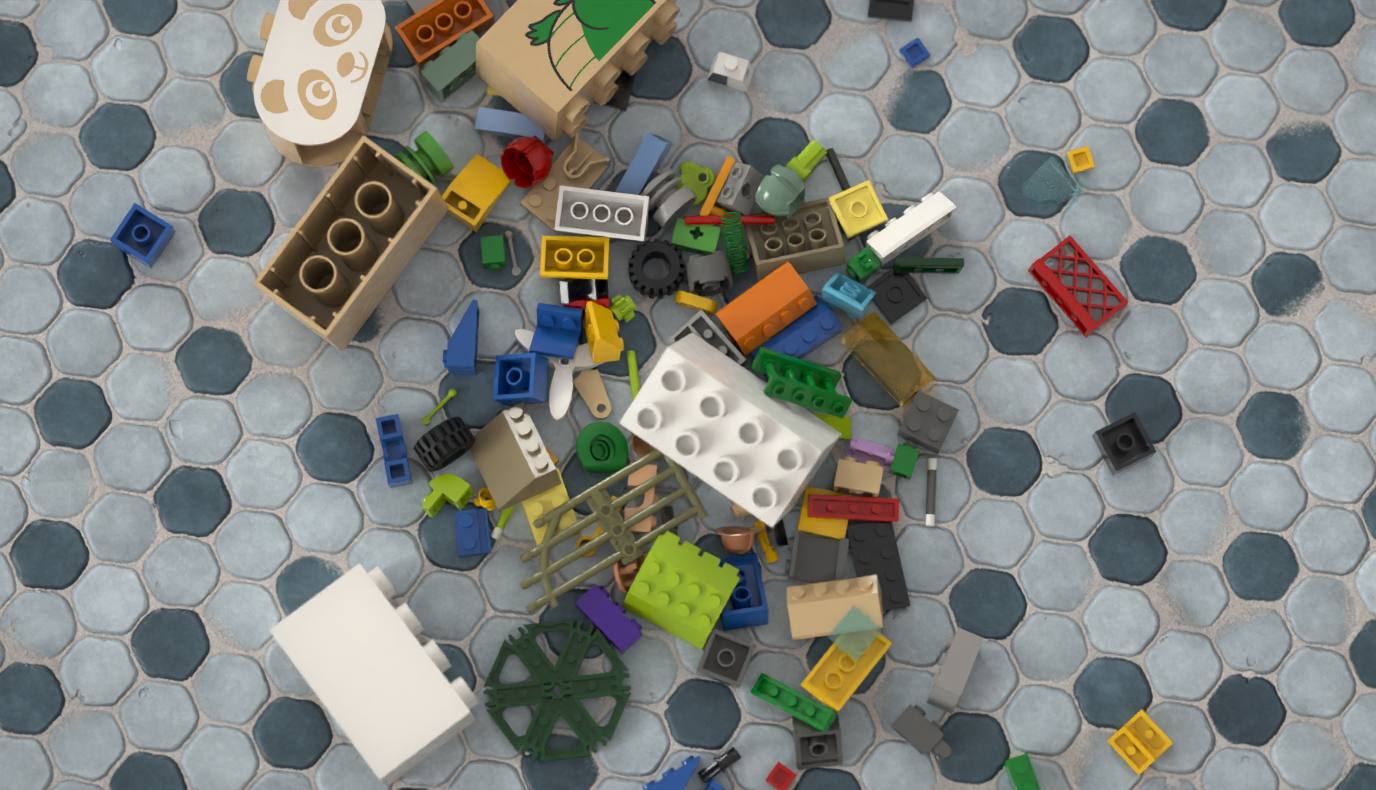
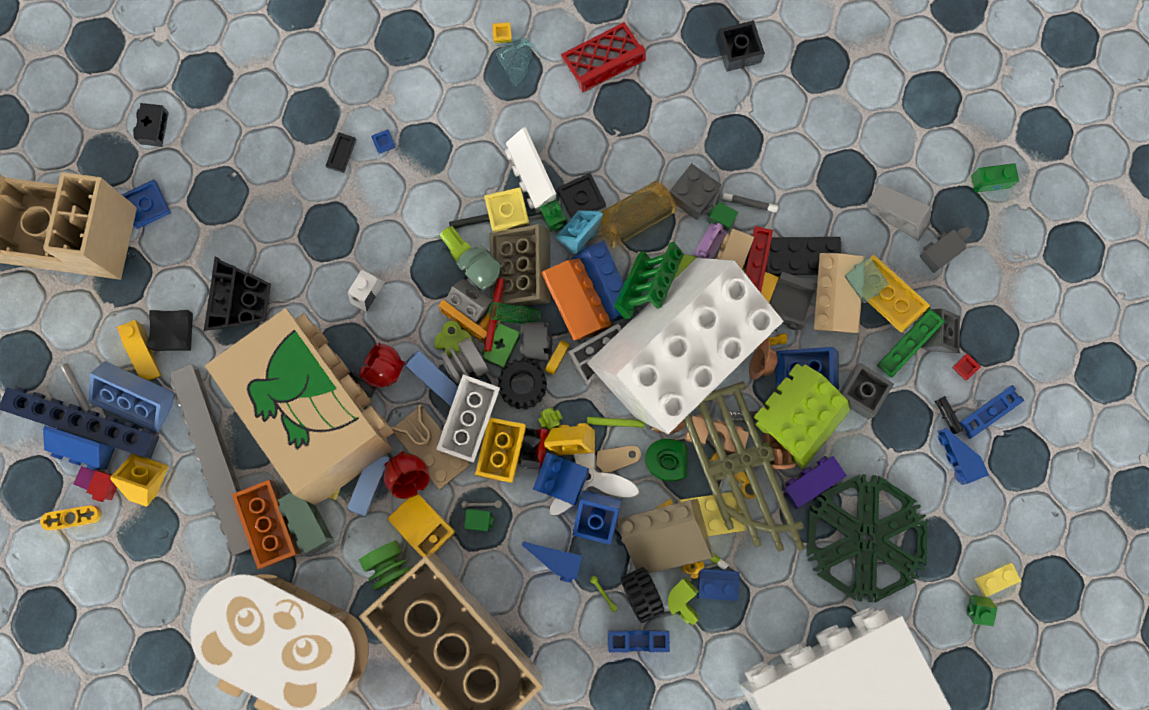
camera: 80 degrees left, 0 degrees up
(644, 109) = (381, 366): none -> red piece
(928, 265) = (565, 164): dark green tile -> none
(1140, 741) = (974, 86): yellow slope -> none

